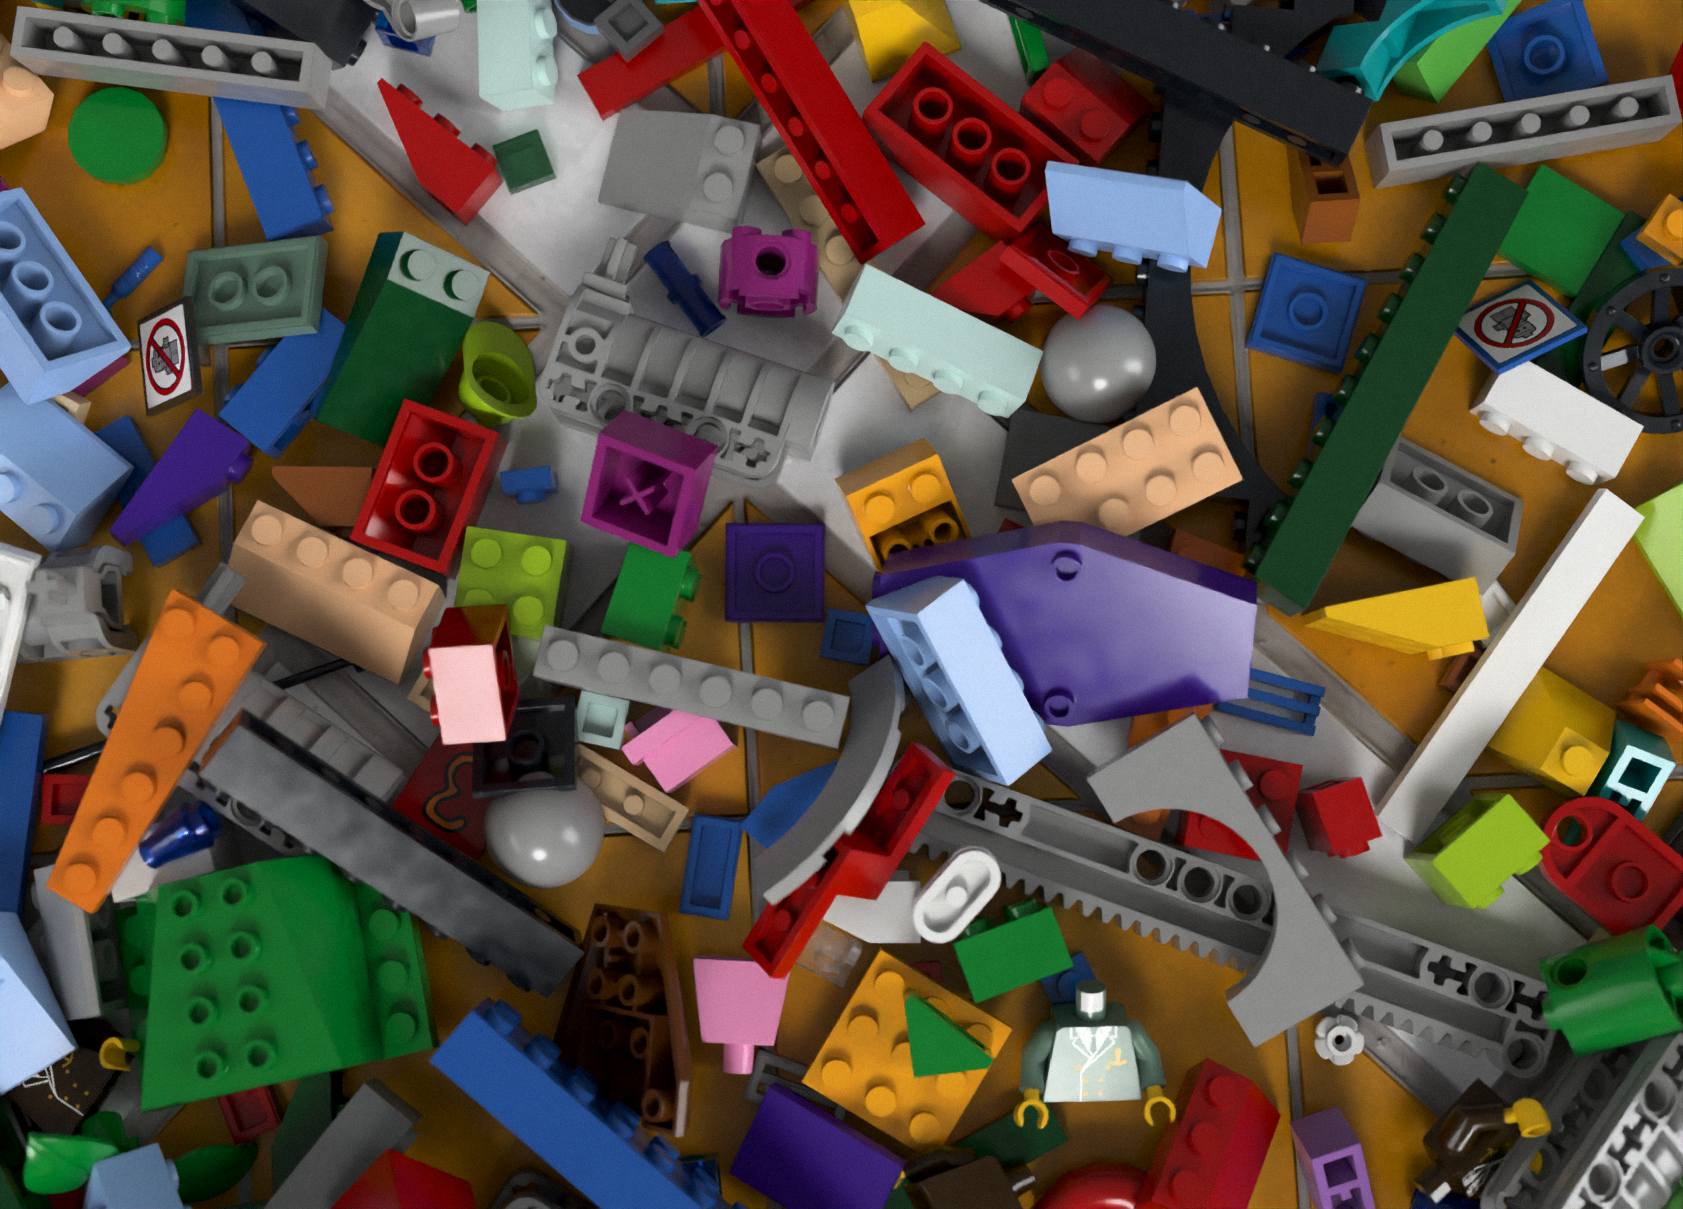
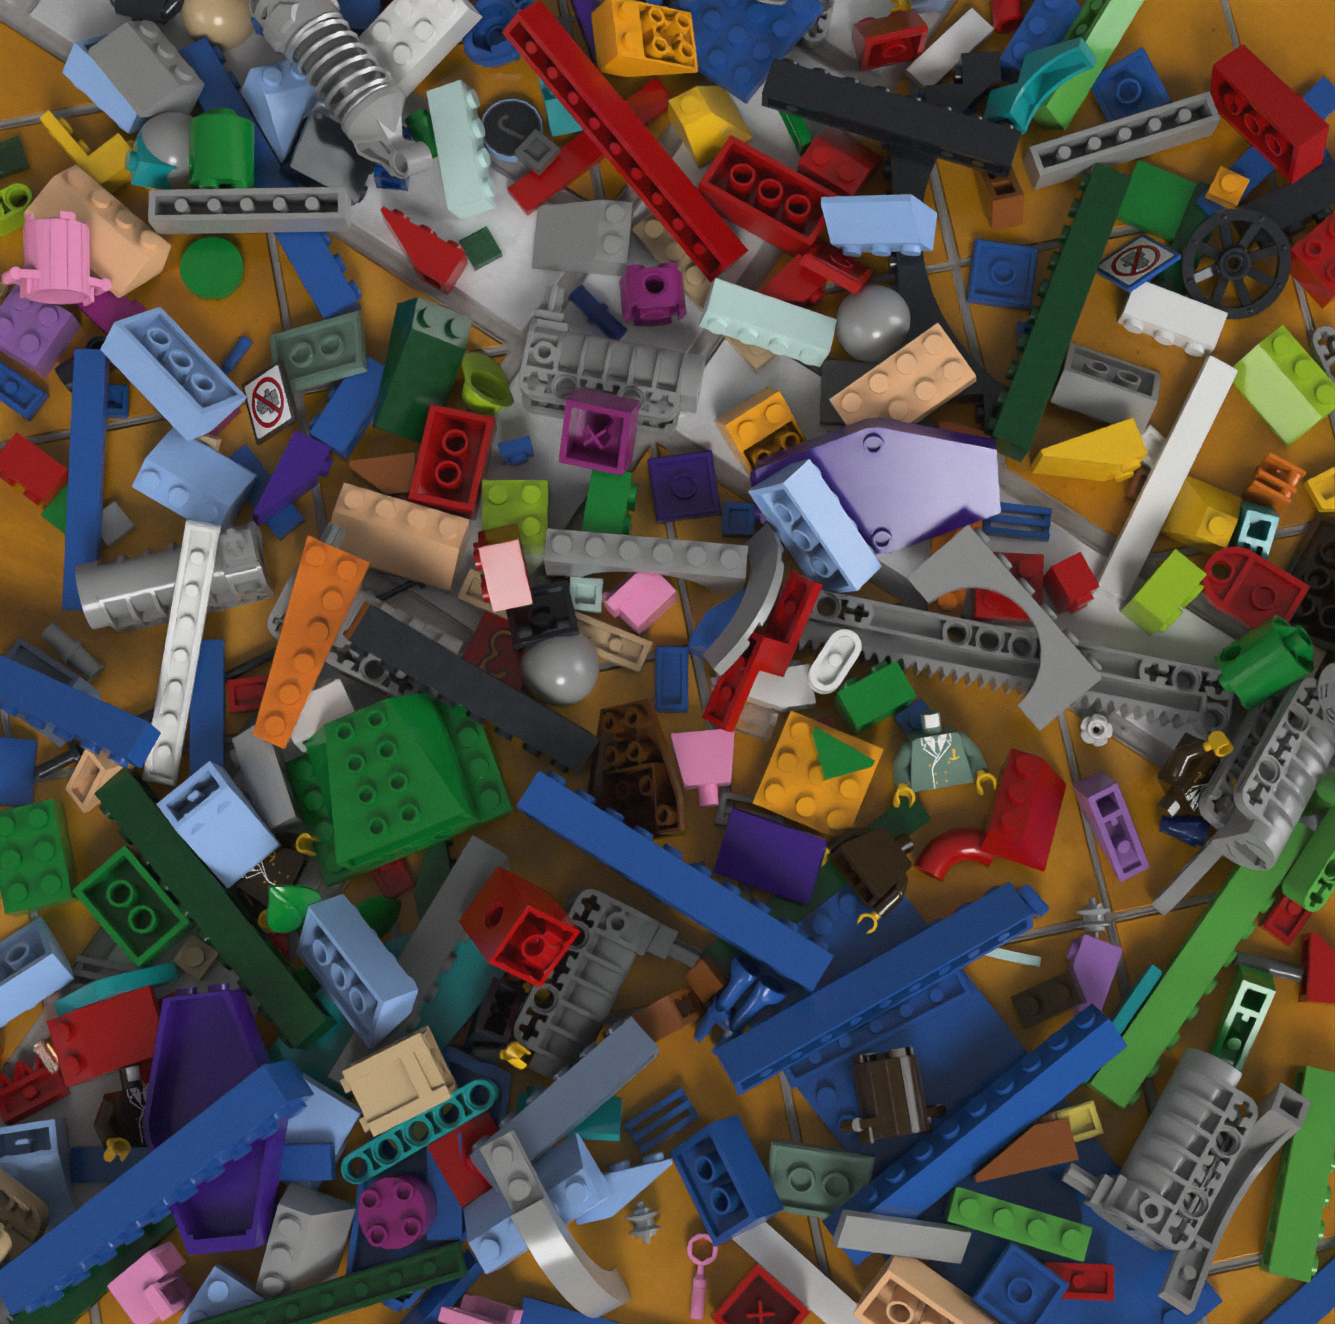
camera: 10 degrees left, 5 degrees down
(184, 833) = (334, 691): clear blue cone -> none

